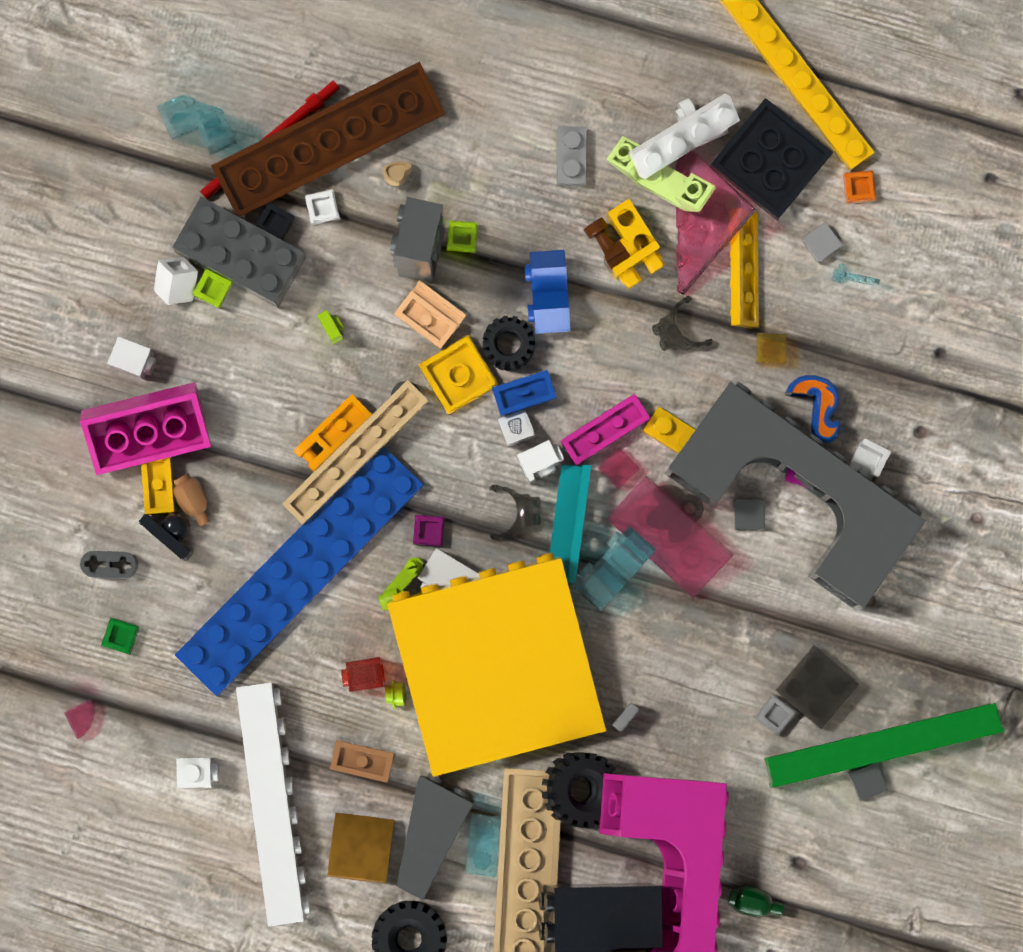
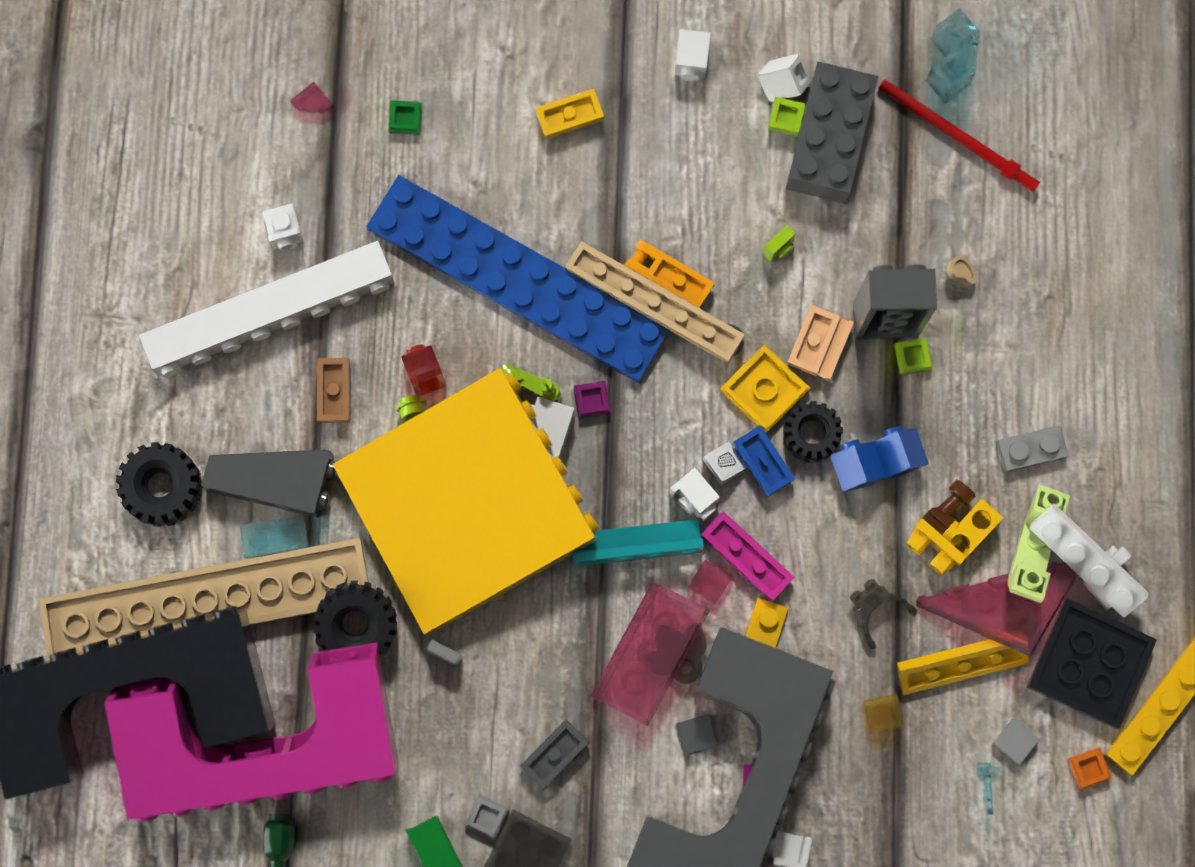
camera: 75 degrees right, 5 degrees down
(109, 557) = (482, 86): dark grey beam -> none
(145, 428) = (623, 85): dark pink slope -> none
(172, 529) = (522, 137): black tile -> none
(191, 498) = (564, 150): medium nougat plant -> none
(275, 221) = (873, 161): black plate -> none
(322, 207) = (903, 206): white tile -> none
(328, 139) = (976, 192): reddish brown plate -> none
(360, 848) = (243, 411): pearl gold slope -> none
(526, 512) = (635, 494): clear smoke helmet -> none
(615, 568) = (610, 607): clear light blue brick -> none
(736, 642) = (554, 754): none -> dark grey plate
(825, 403) = (836, 787): blue animal -> none

